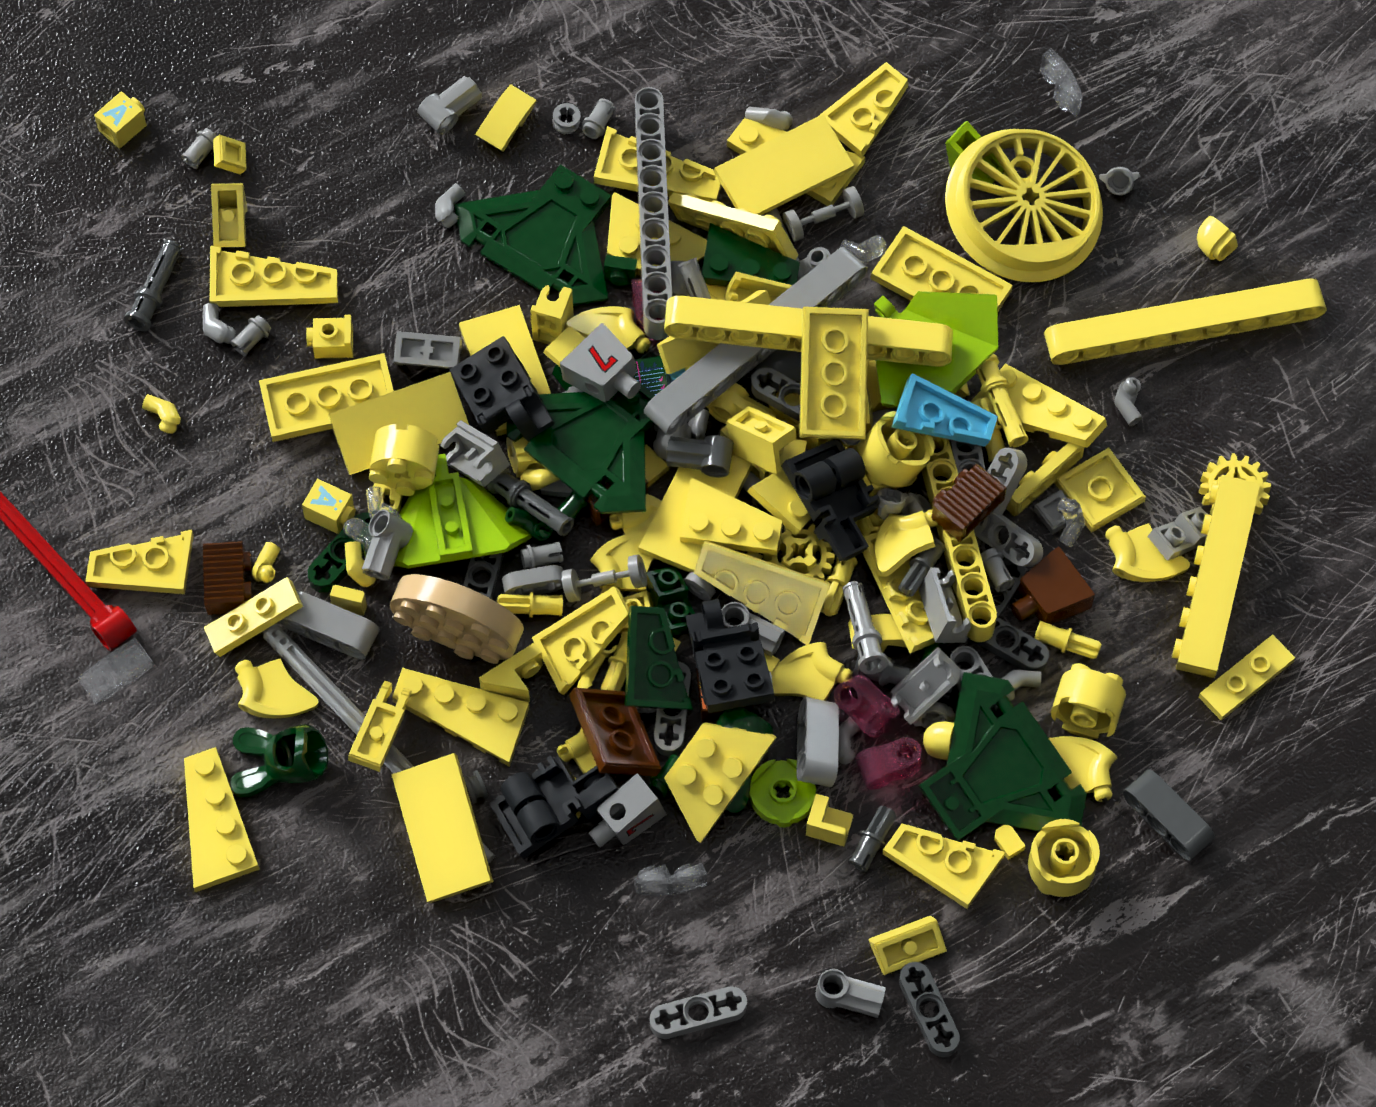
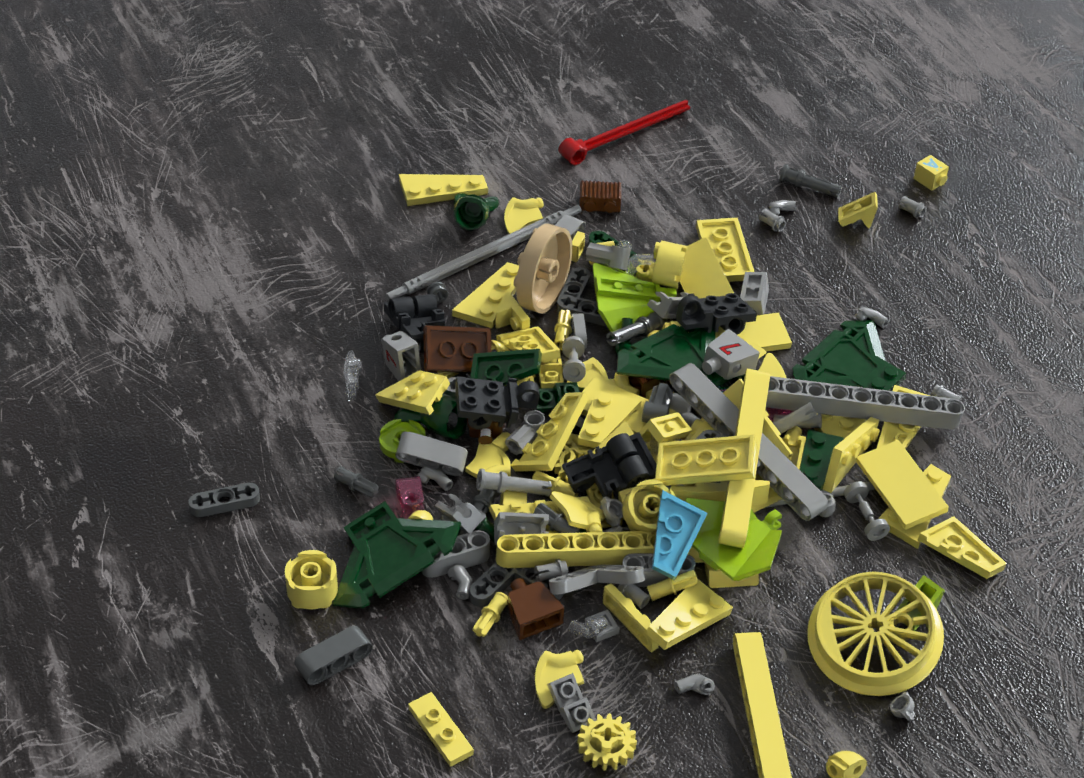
camera: 95 degrees right, 20 degrees down
(115, 671) = (545, 151): clear slope -> none
(147, 566) = (614, 165): light yellow wing -> none
(166, 412) = (718, 183): light yellow arm -> none
(229, 154) = (907, 217): light yellow tile -> none
(253, 617) = (570, 203): light yellow plate -> none
(257, 281) = (812, 228): light yellow wing -> none
(263, 567) = (607, 215): light yellow arm -> none
(328, 506) = (644, 239): light yellow brick -> none
(331, 337) = (769, 248): light yellow brick -> none
(379, 729) = (484, 247): light yellow hinge -> none
(442, 828) = (410, 272): light yellow tile -> none
(444, 109) = (950, 318): light grey piece -> none
(506, 117) = (947, 348): light yellow slope -> none
(541, 555) = (598, 332): light grey pin -> none
(550, 317) = (777, 344): light yellow hinge -> none
(568, 109) = (947, 377): light grey bush -> none
(671, 1011) = (262, 390): light grey beam -> none
(770, 117) = (951, 487): light grey arm -> none
(828, 823) = (374, 459): light yellow panel -> none
(854, 993) = (246, 454): light grey piece -> none
(868, 249) = (836, 535): clear arm -> none
(869, 706) = (459, 482): clear pink piece -> none
(908, 944) = (275, 495): light yellow slope -> none
(921, 265) = (806, 576): light yellow plate -> none
(943, 863) = (325, 521): light yellow wing -> none
(967, 502) = (599, 541): reddish brown brick -> none
(995, 388) = (704, 585): light yellow pin -> none
(1008, 841) = (340, 558): light yellow piece -> none
(1067, 91) = (994, 679): clear slope -> none
(1088, 763) = (387, 610): light yellow arm -> none
(1089, 702) = (431, 609): light yellow brick -> none
(1101, 489) = (618, 656): light yellow tile -> none
(1217, 576) = (525, 707): light yellow brick -> none

